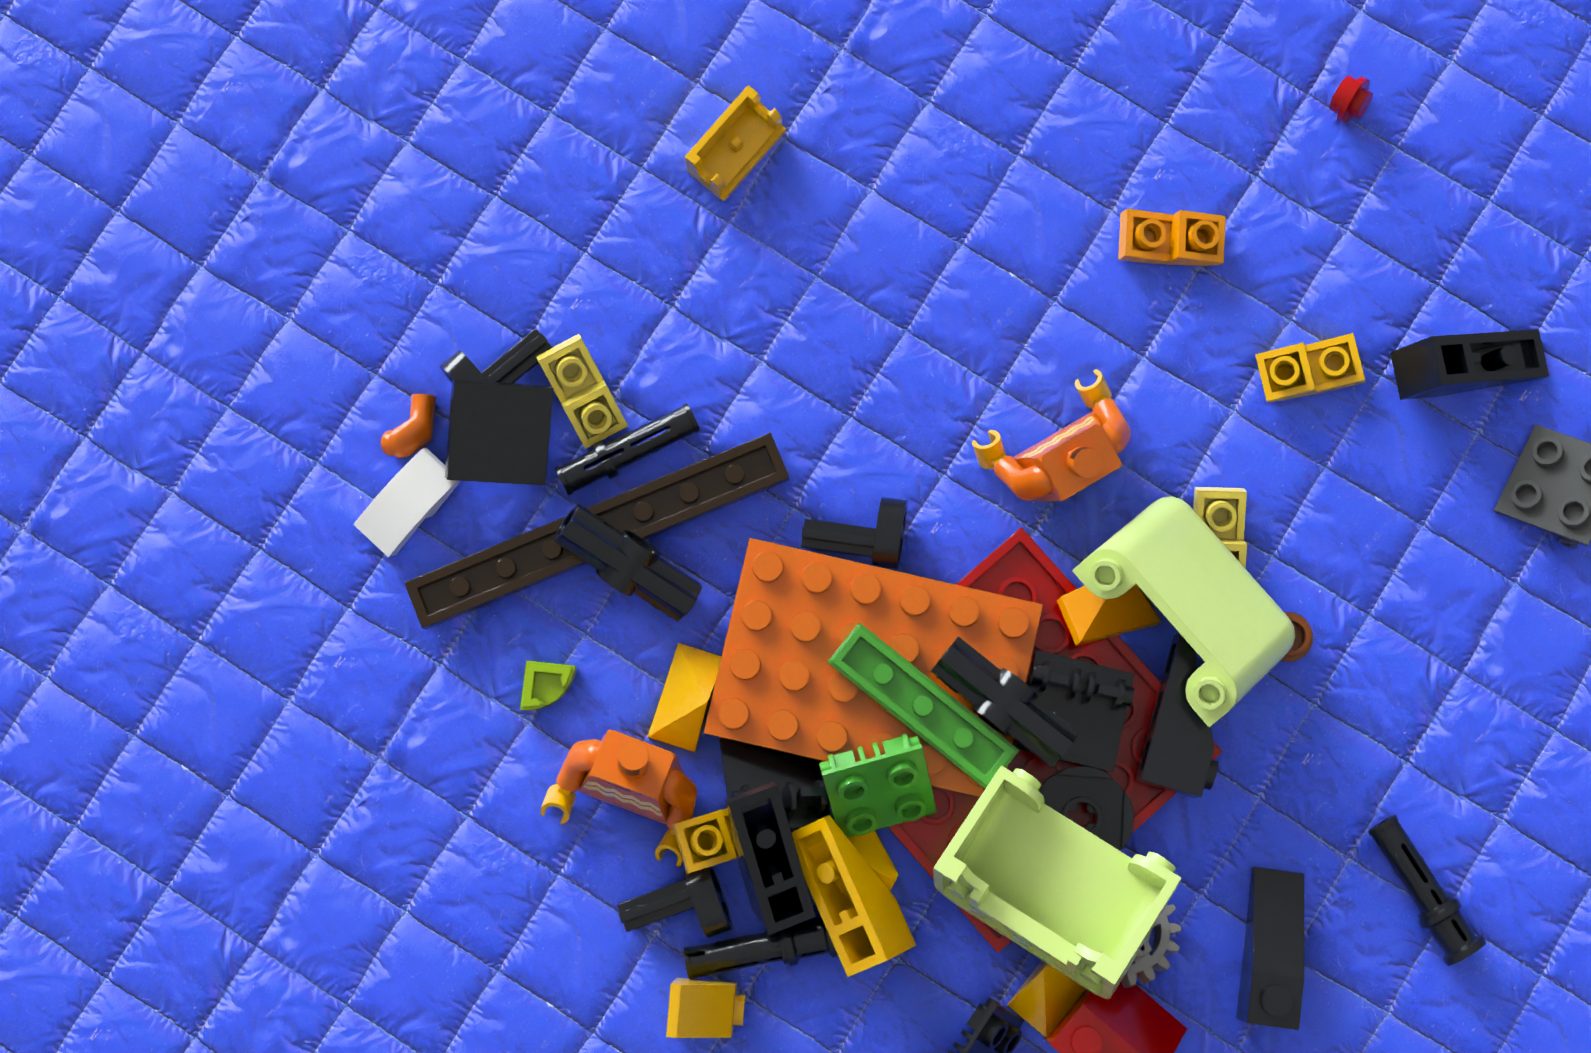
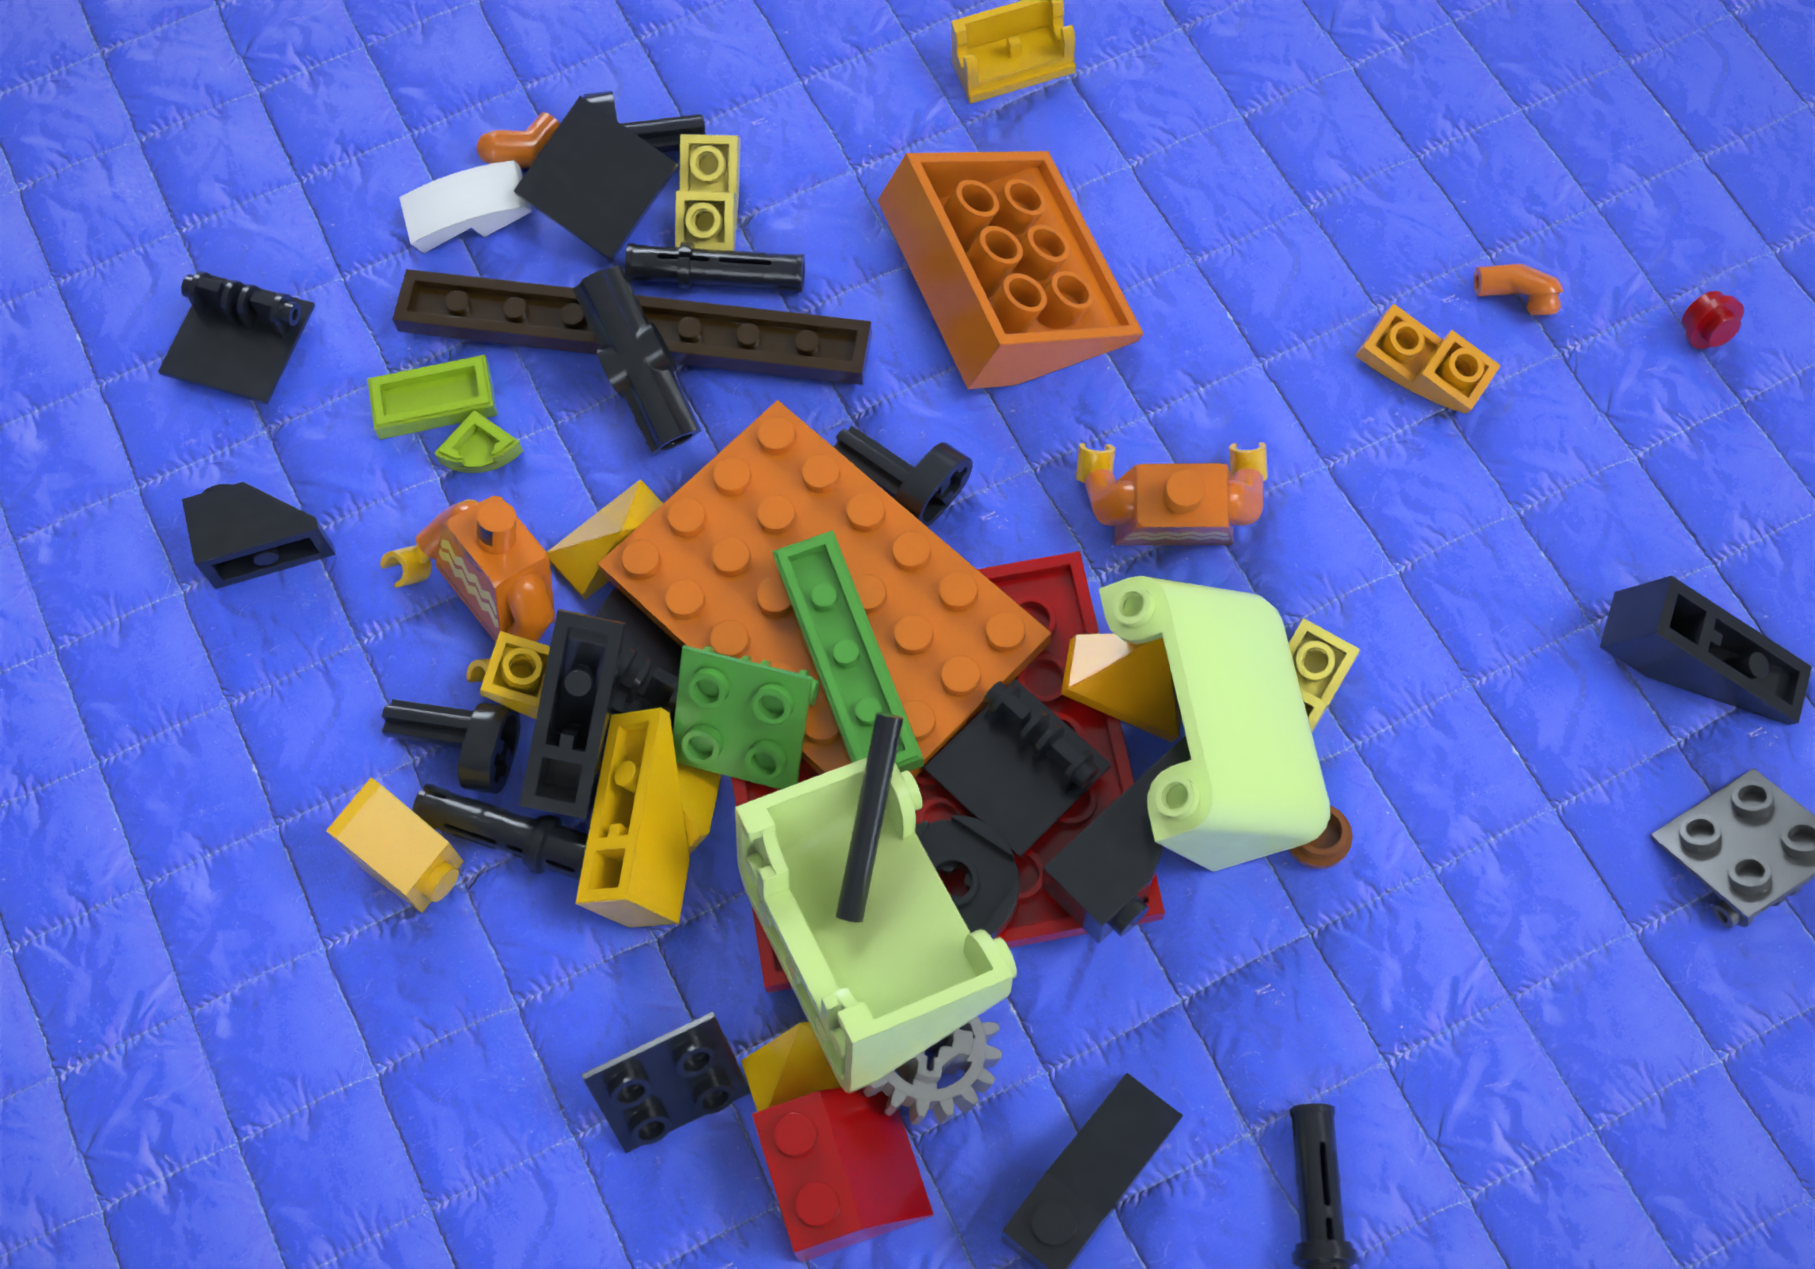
camera: 30 degrees right, 15 degrees down
(309, 703) = (235, 336): none -> black hinge
(430, 847) = (249, 534): none -> black slope
(485, 665) = (431, 396): none -> lime tile
(837, 328) = (1005, 264): none -> orange slope
(1005, 702) = (938, 696): black piece -> none
(1017, 817) = (869, 817): none -> black bar
(1205, 135) = (1520, 279): none -> orange arm
(1310, 368) = (1515, 572): yellow slope -> none

